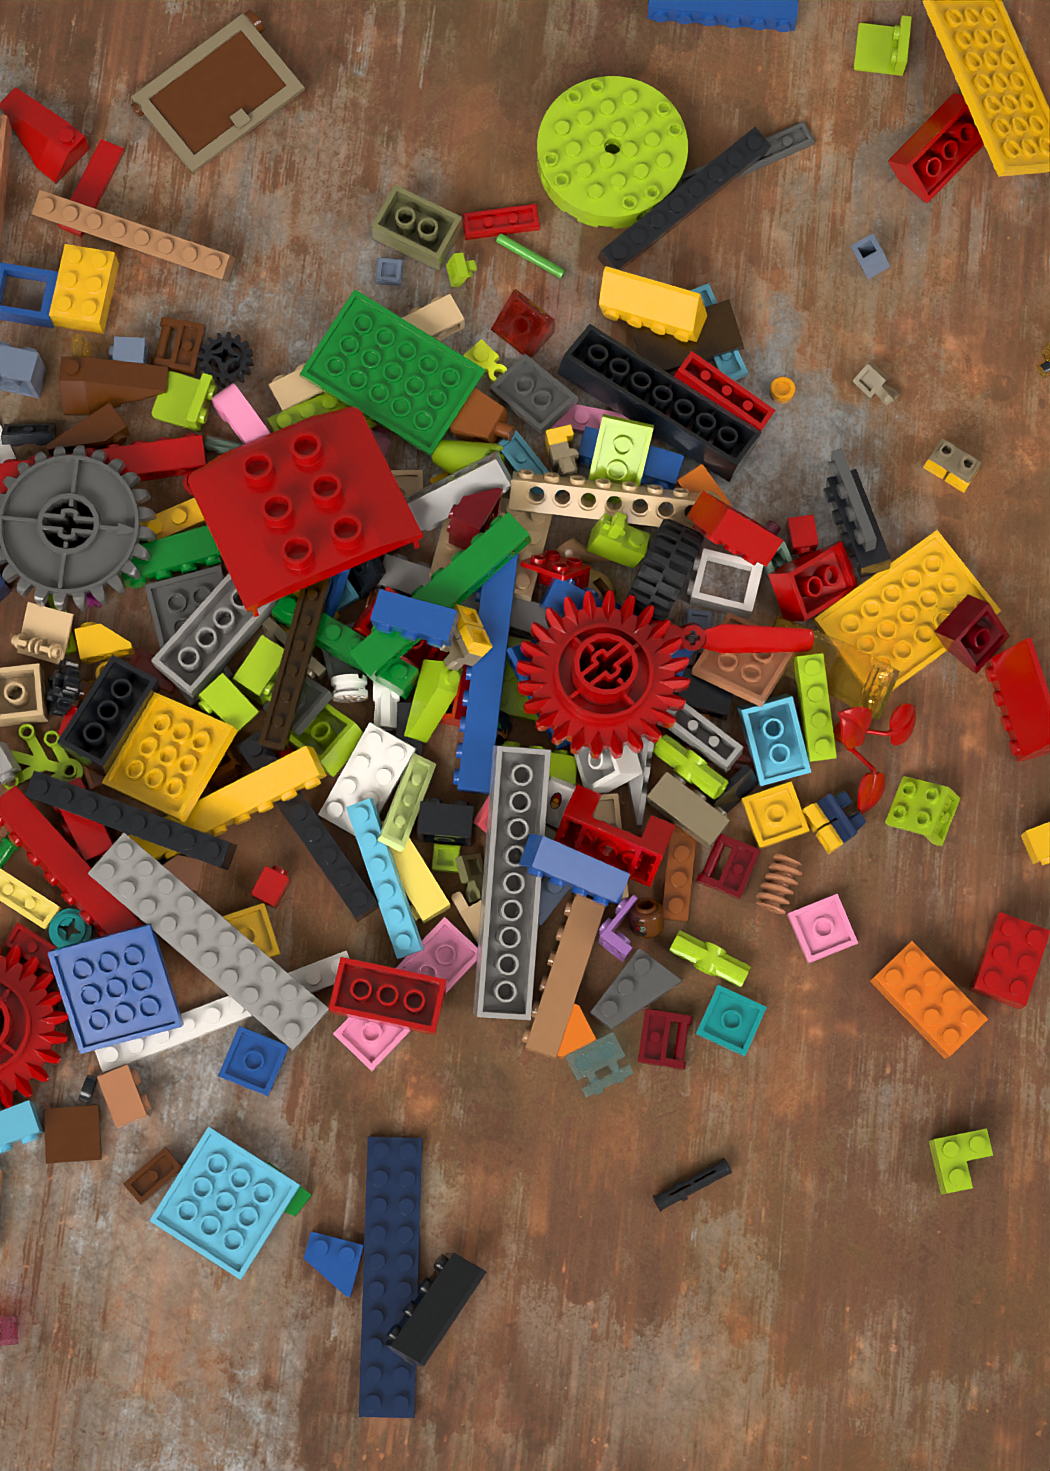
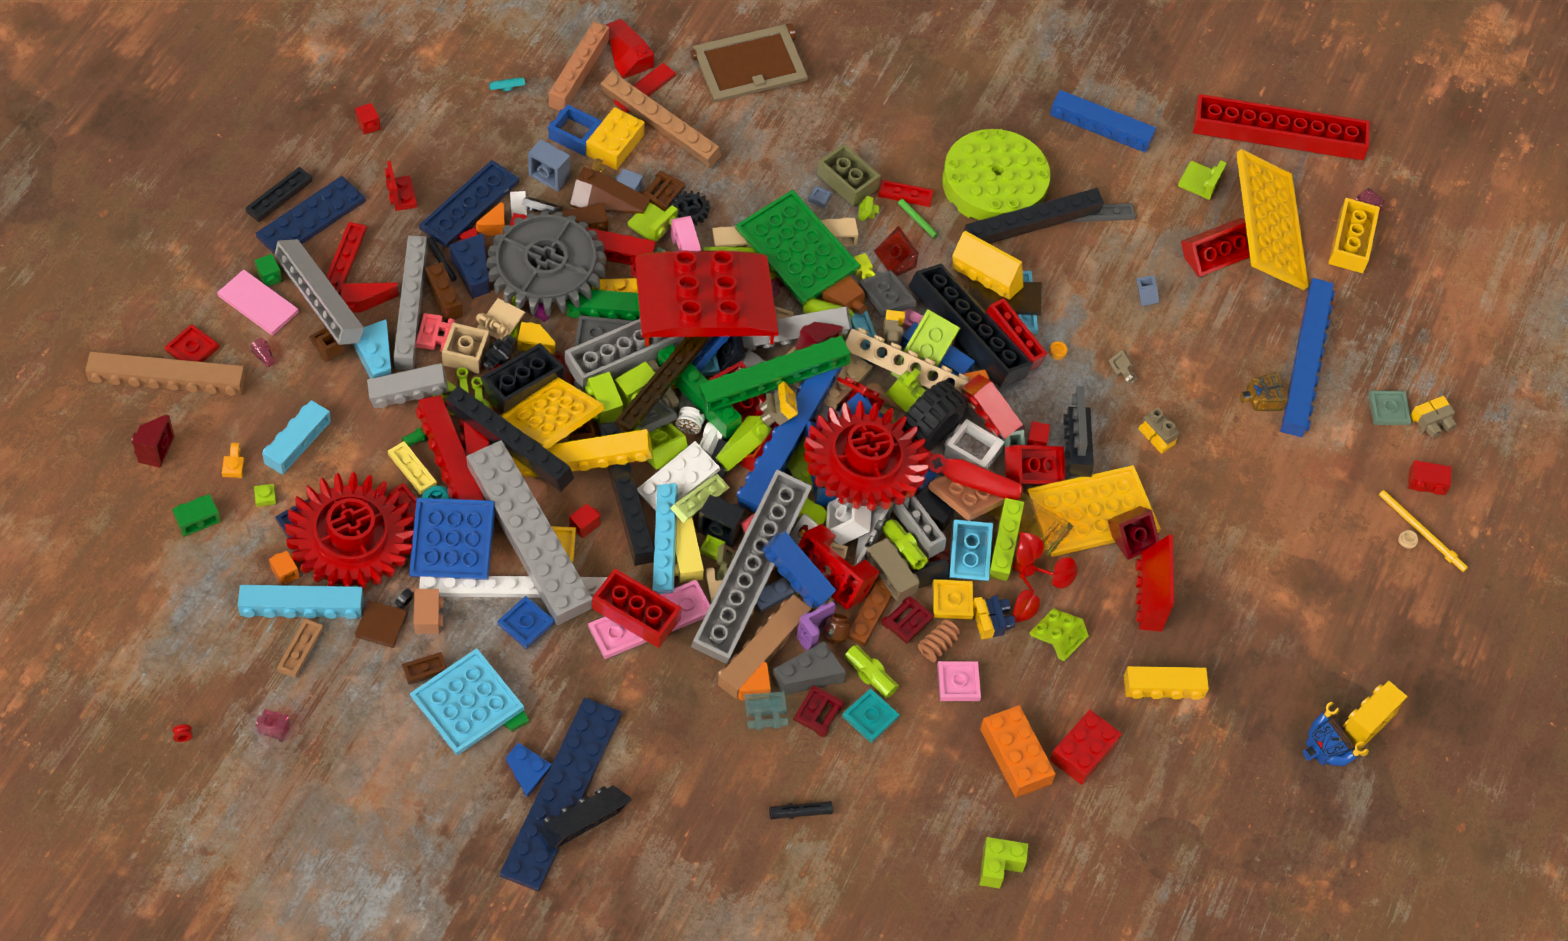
camera: 15 degrees right, 20 degrees down
(414, 619) = (752, 374): blue brick -> none

